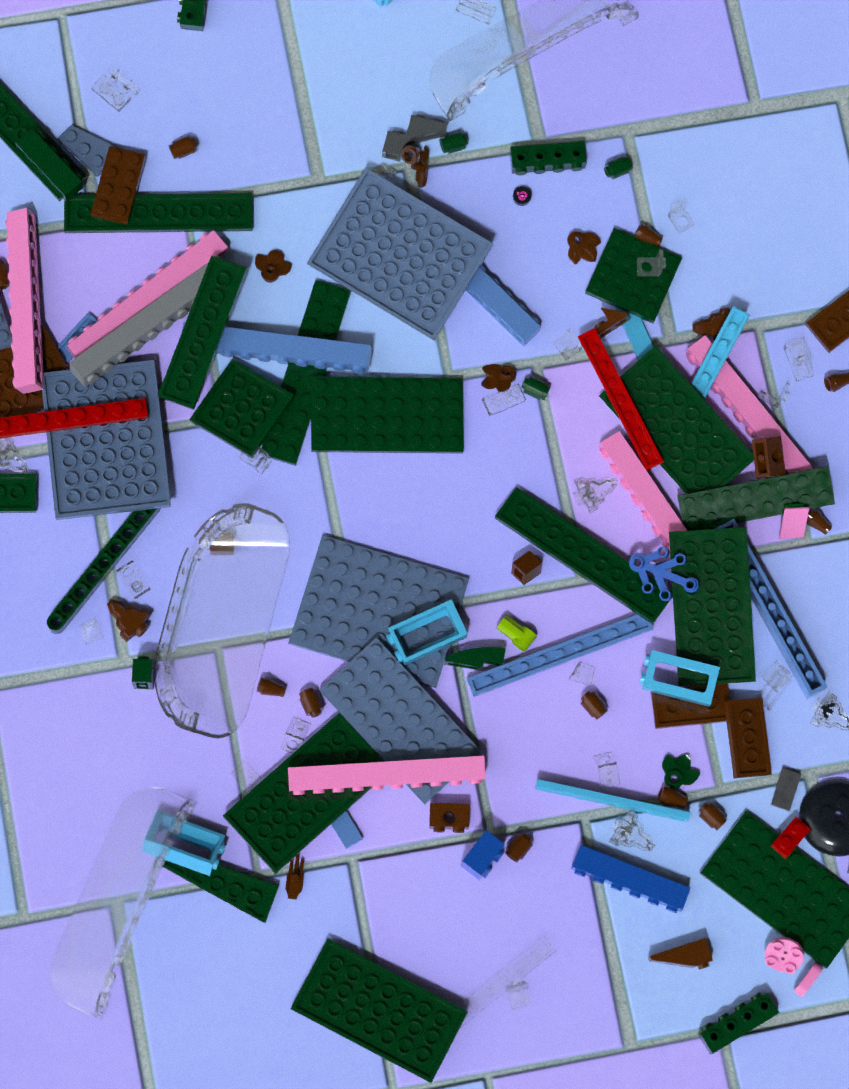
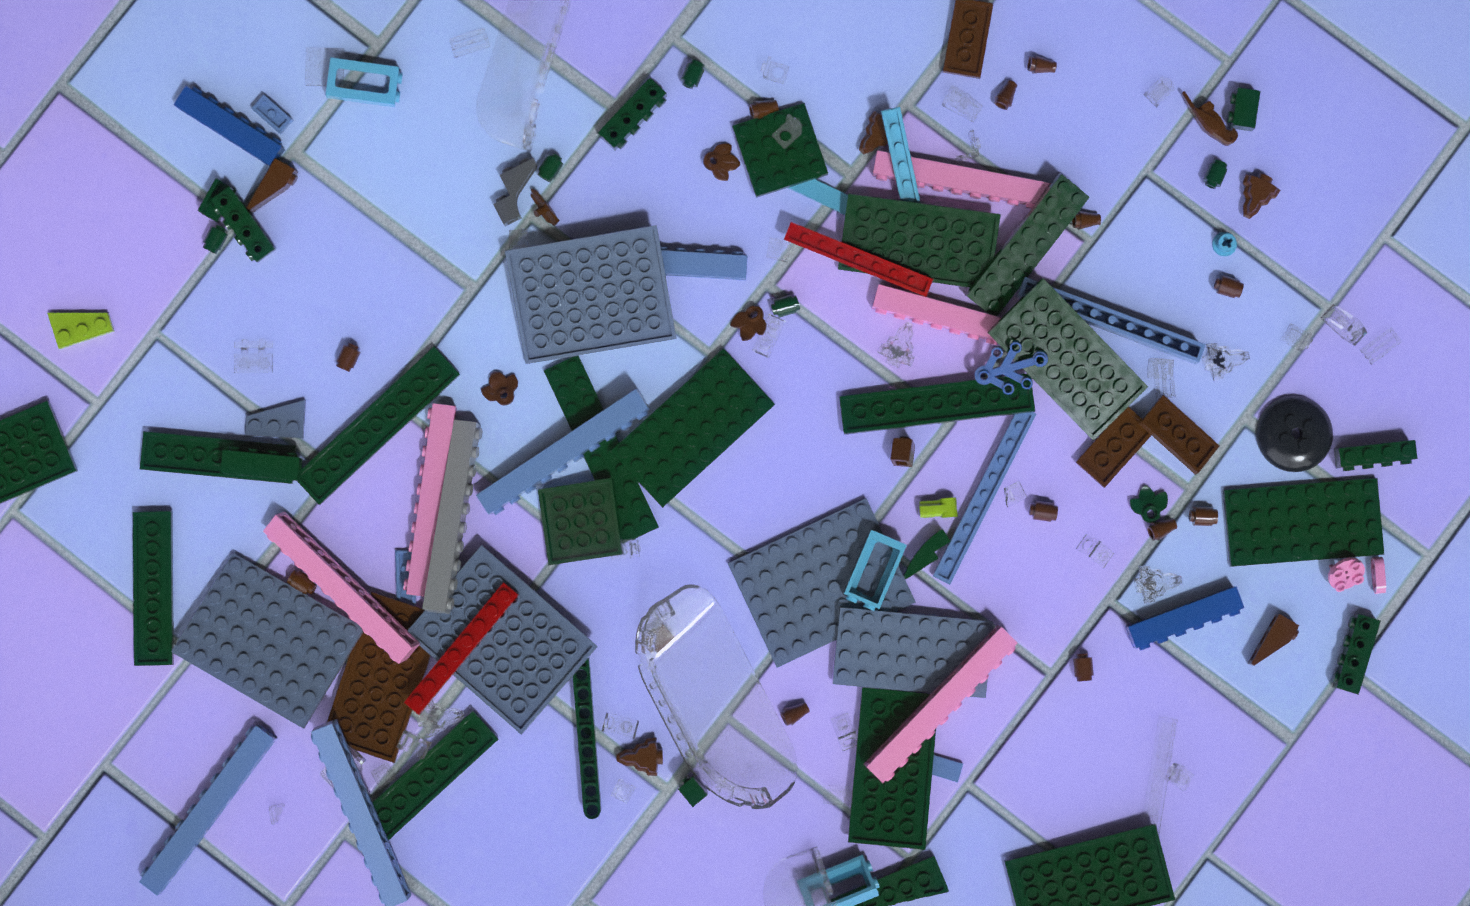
camera: 30 degrees left, 10 degrees up
(118, 185) = (327, 432): reddish brown plate -> none
(202, 332) = (499, 492): dark green plate -> none
(294, 881) = (941, 839): reddish brown piece -> none
(311, 702) = (835, 698): reddish brown brick -> none
(411, 154) = (527, 206): reddish brown cone -> none
(459, 811) = (1001, 696): reddish brown brick -> none
(482, 855) = (1064, 699): blue brick -> none
(521, 196) = (639, 162): black tile -> none
(611, 800) = (1121, 571): medium azure tile -> none
(615, 320) = (796, 199): reddish brown slope -> none
(651, 685) = (1060, 436): medium azure piece -> none
(768, 457) = (1009, 206): reddish brown brick -> none
(785, 789) = (1239, 447): flat silver tile -> none
(790, 837) = (1275, 481): red plate -> none
(794, 521) = (1069, 237): bright pink piece -> none

